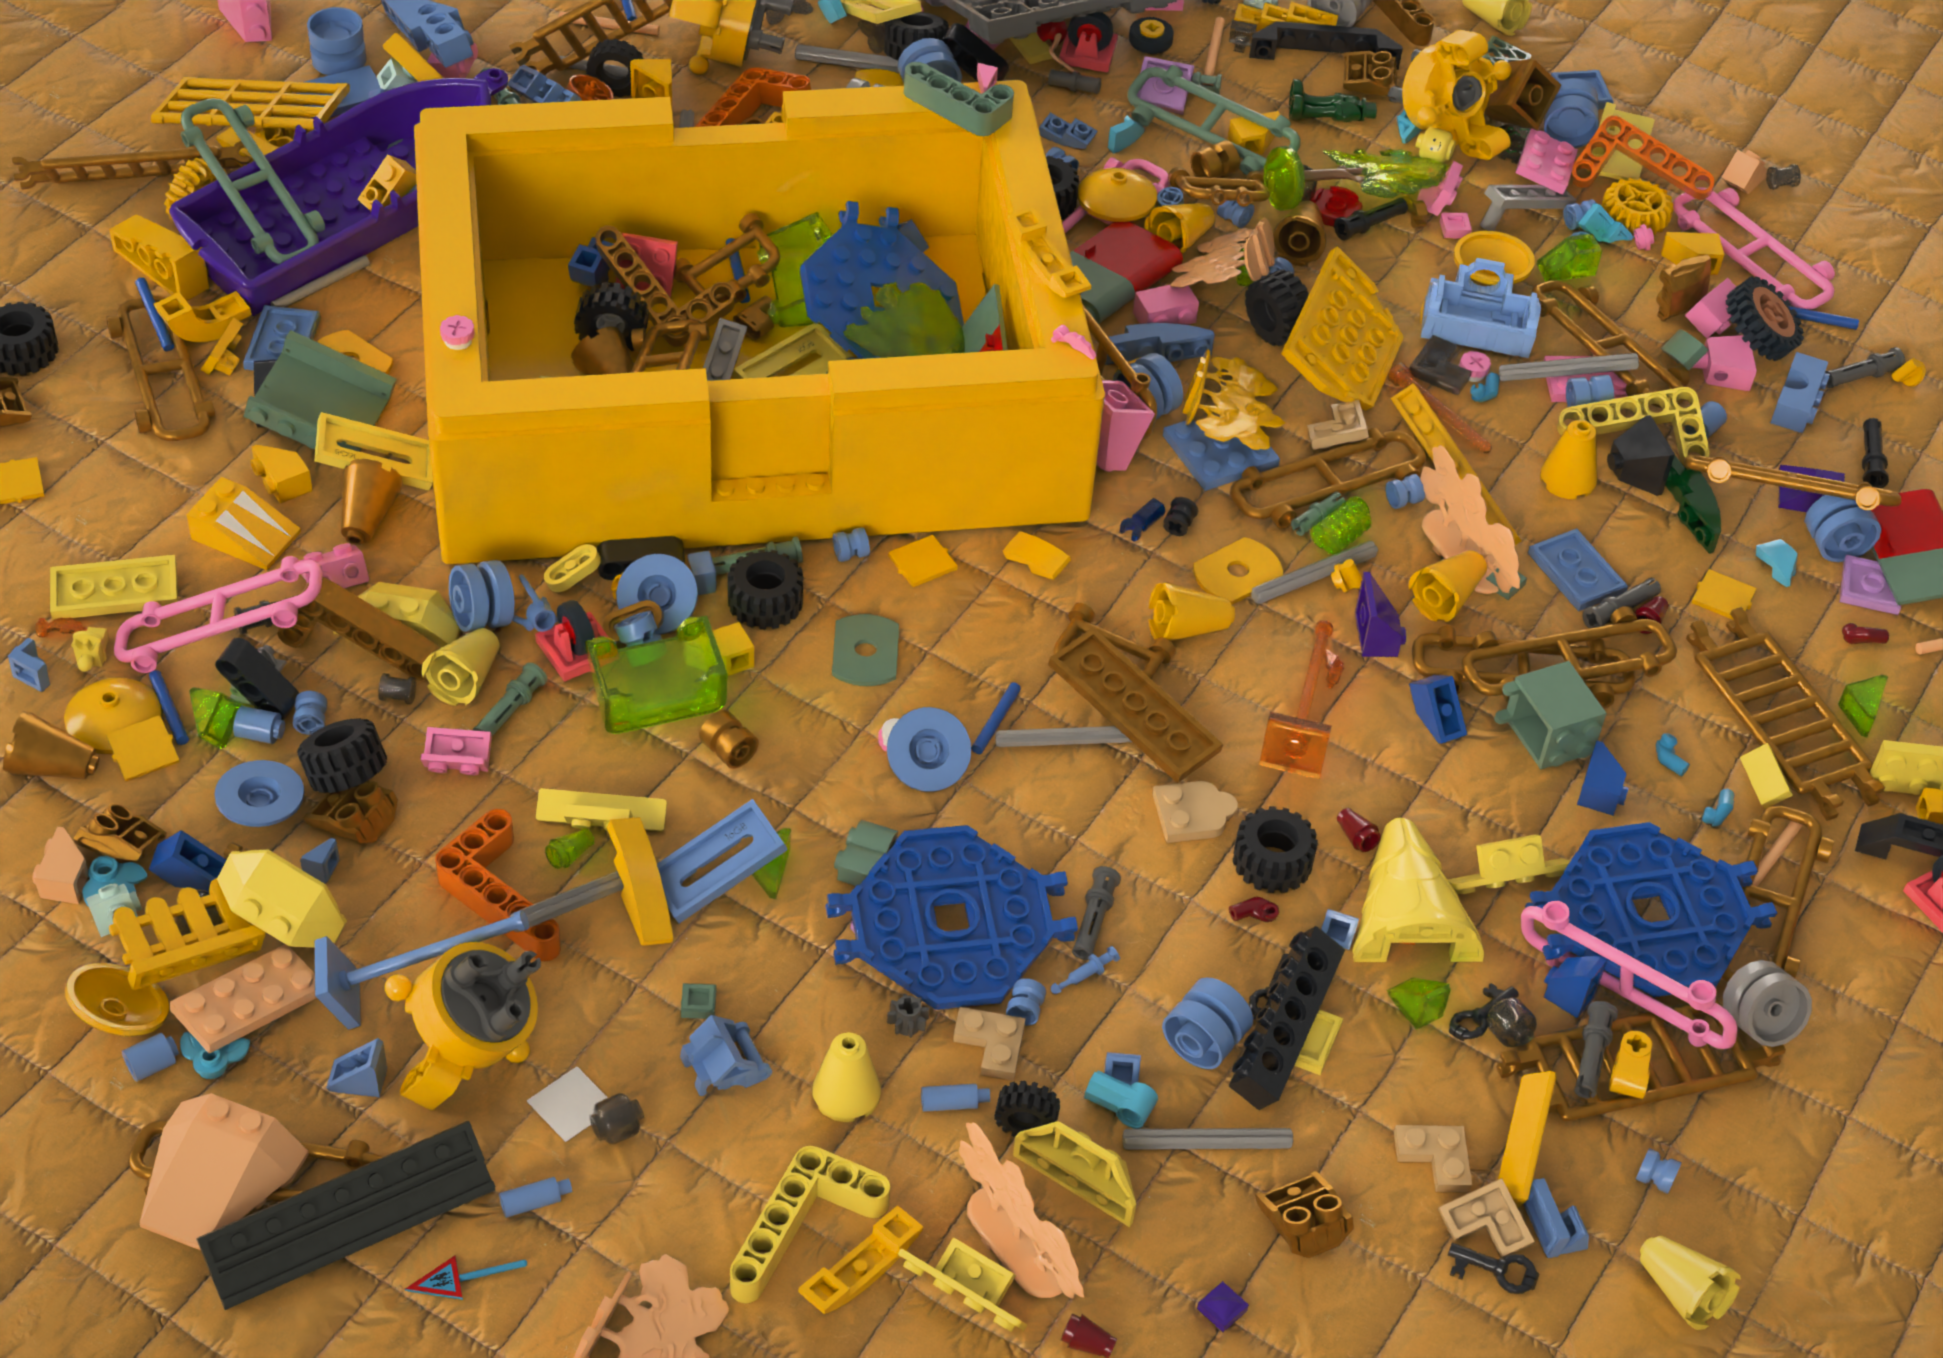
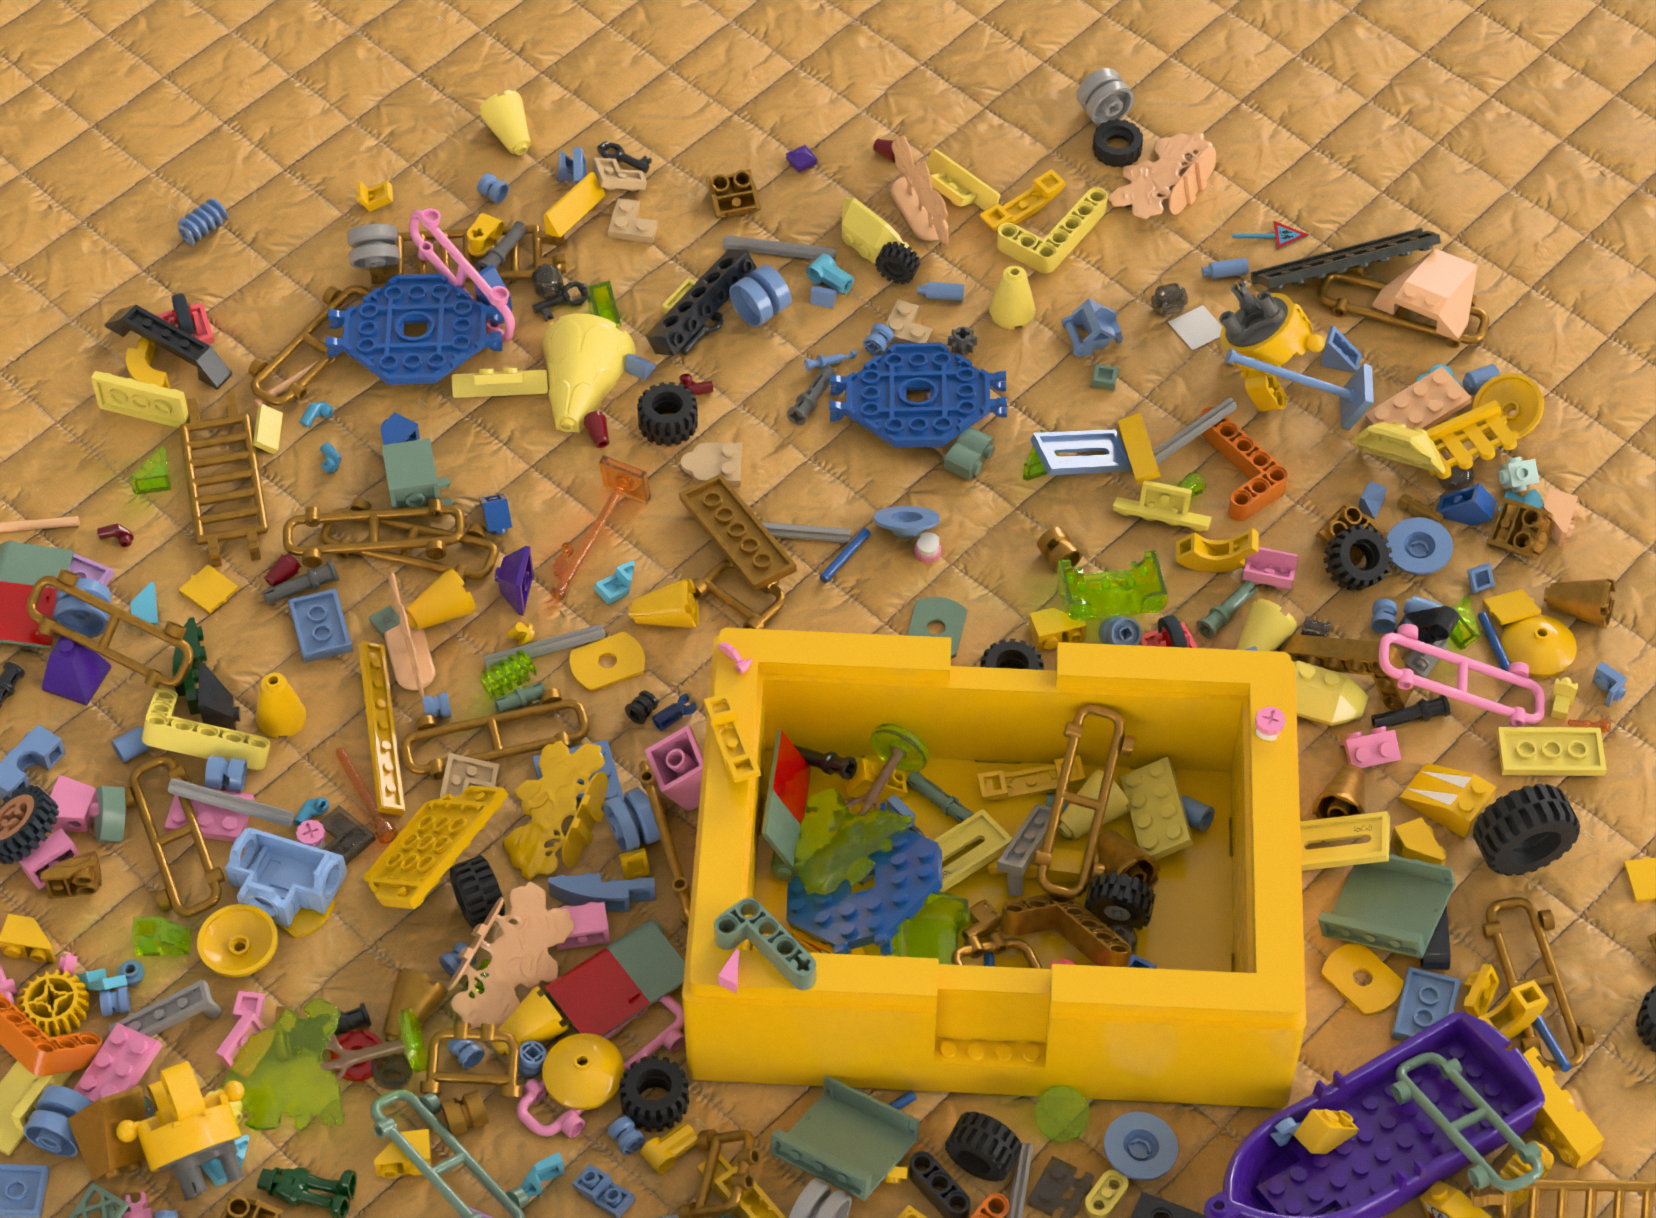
camera: 165 degrees left, 5 degrees up
(150, 426) = (1526, 829): none -> black tyre
(182, 781) = (1480, 577): none -> medium blue slope
(526, 761) = (1216, 555): none -> yellow arch
(1261, 649) = (616, 586): none -> medium azure slope
(1821, 1134) = (375, 196): none -> yellow bracket

